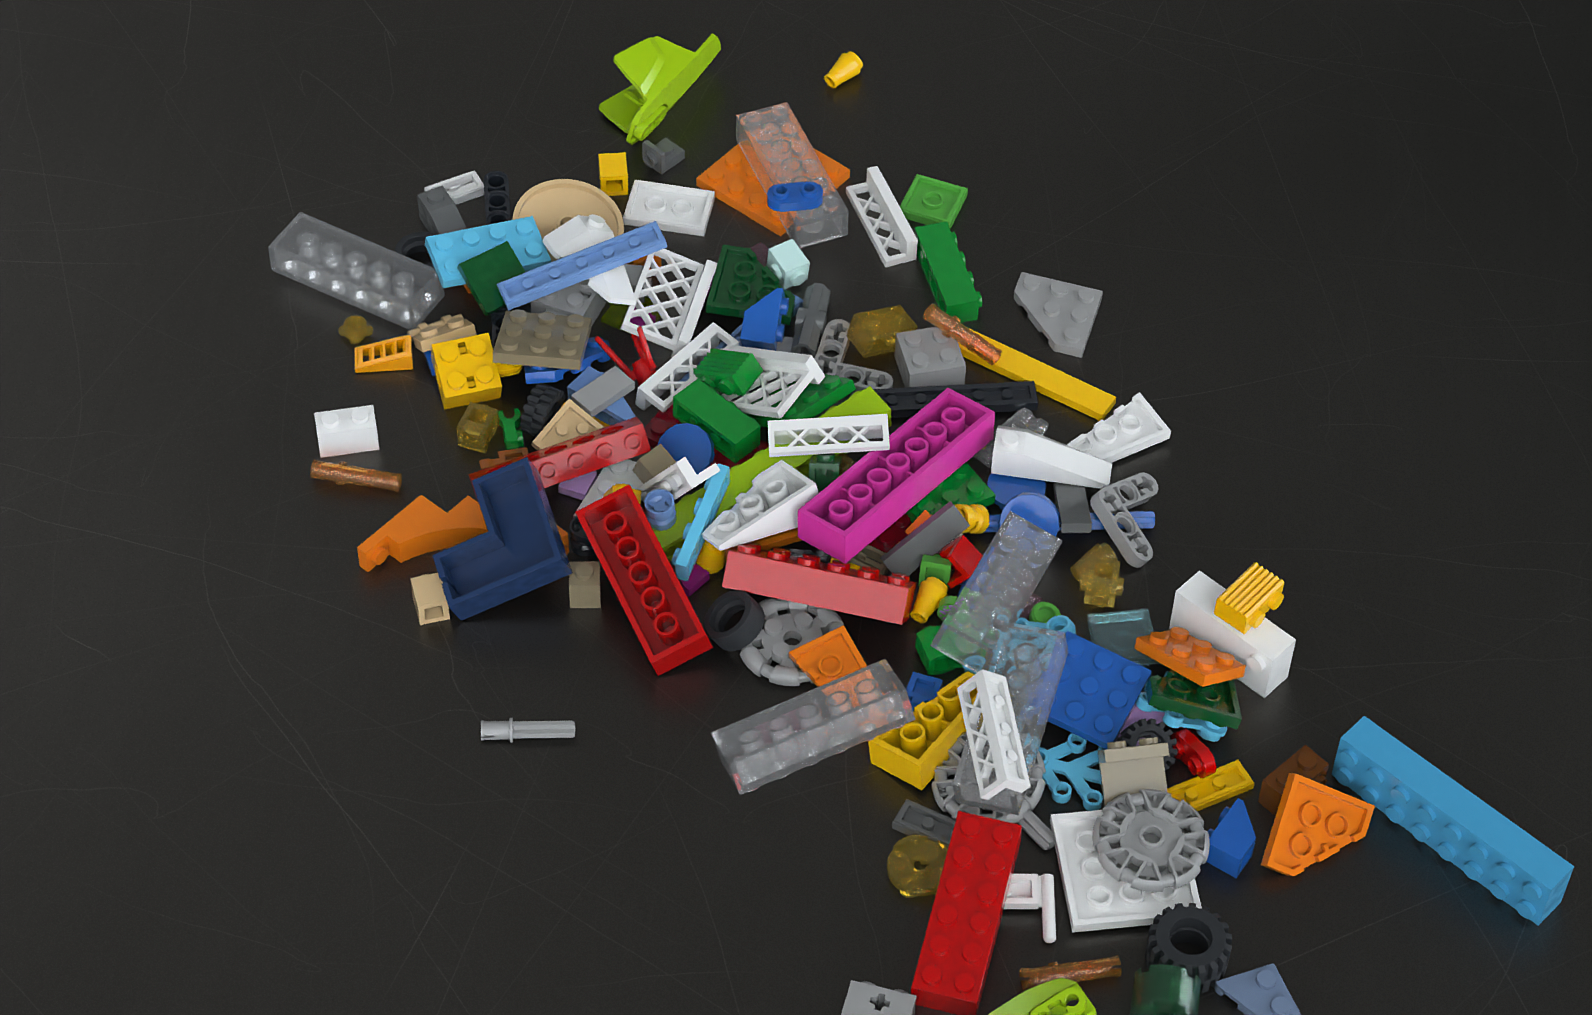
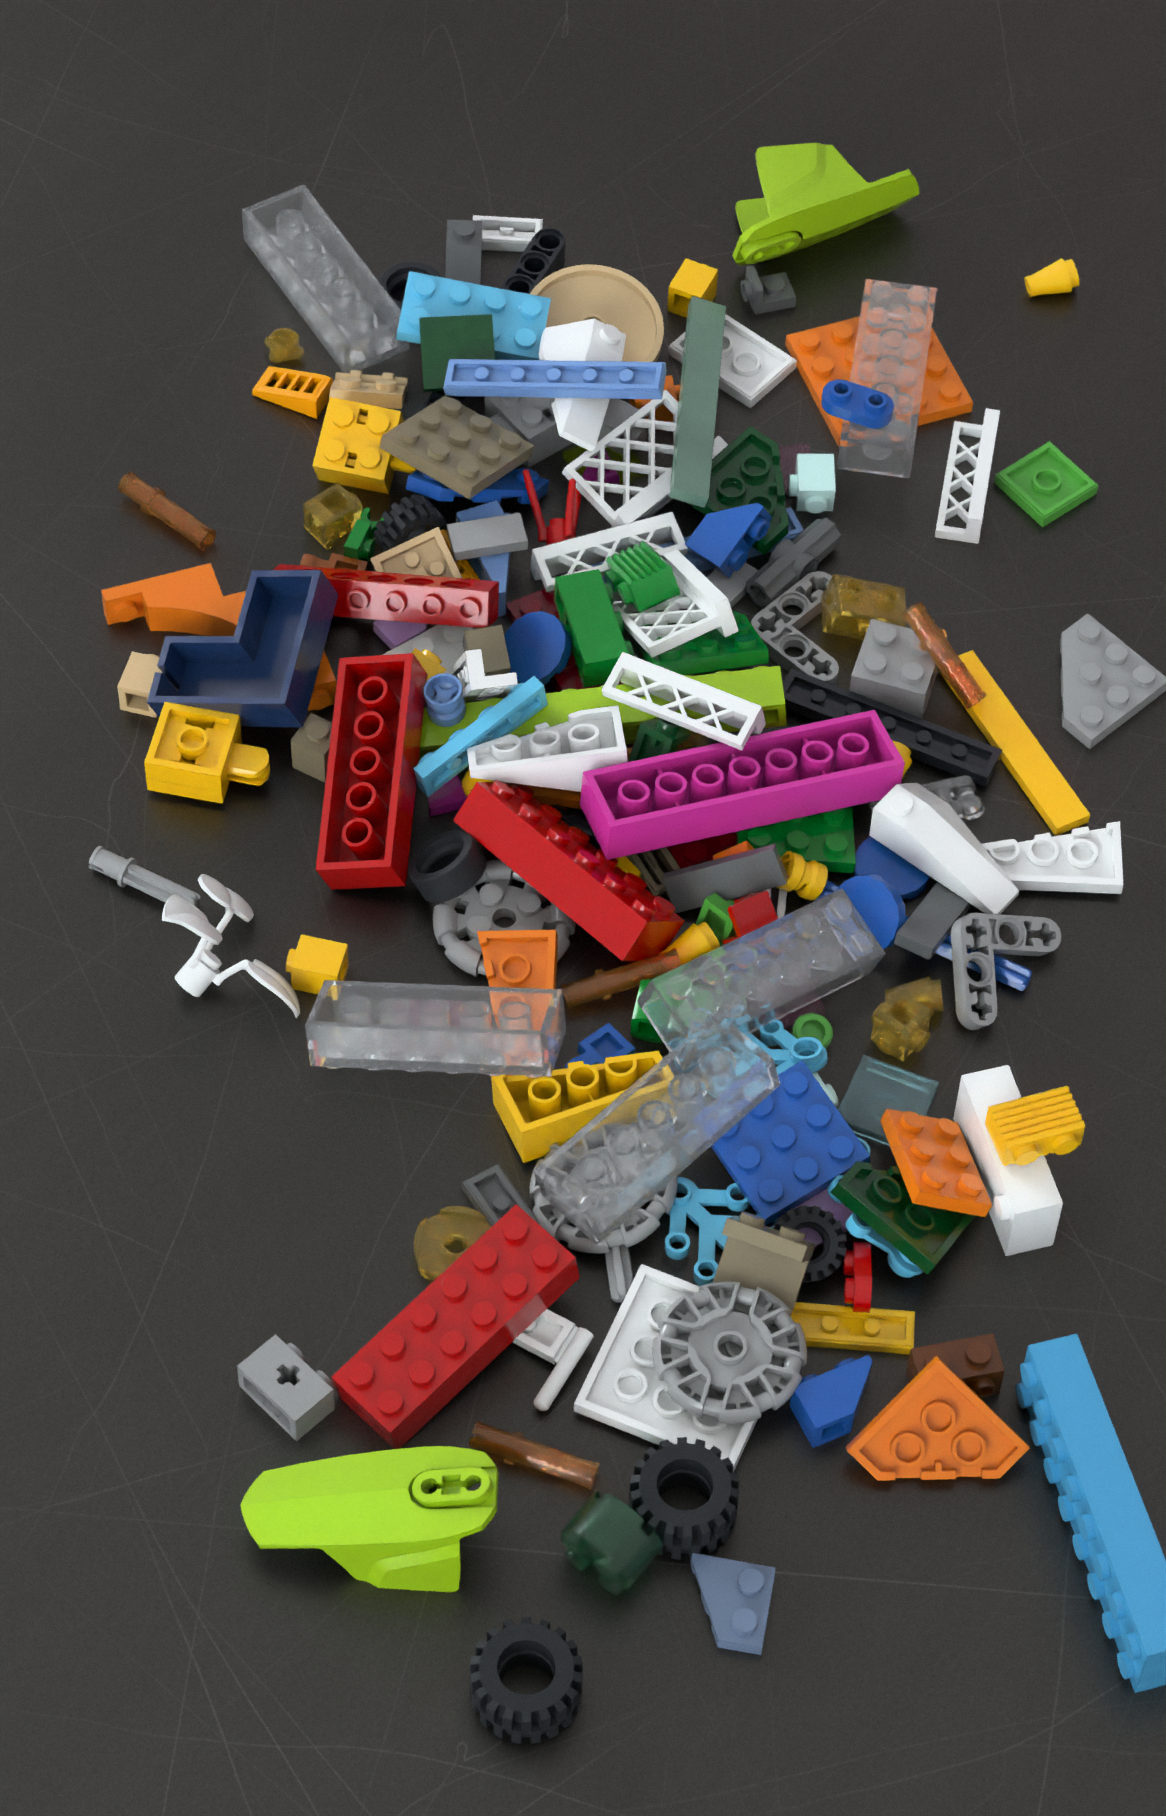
camera: 30 degrees right, 5 degrees up
(346, 431) = (188, 456): white brick -> none
(508, 627) = (199, 754): none -> yellow brick
(615, 765) = (203, 964): none -> white plant
(680, 243) = (697, 402): none -> sand green tile
(691, 728) = (316, 961): none -> yellow brick
(892, 647) = (618, 979): none -> clear orange pin
(947, 271) = (994, 575): green brick -> none
(999, 729) = (610, 1136): white fence -> none

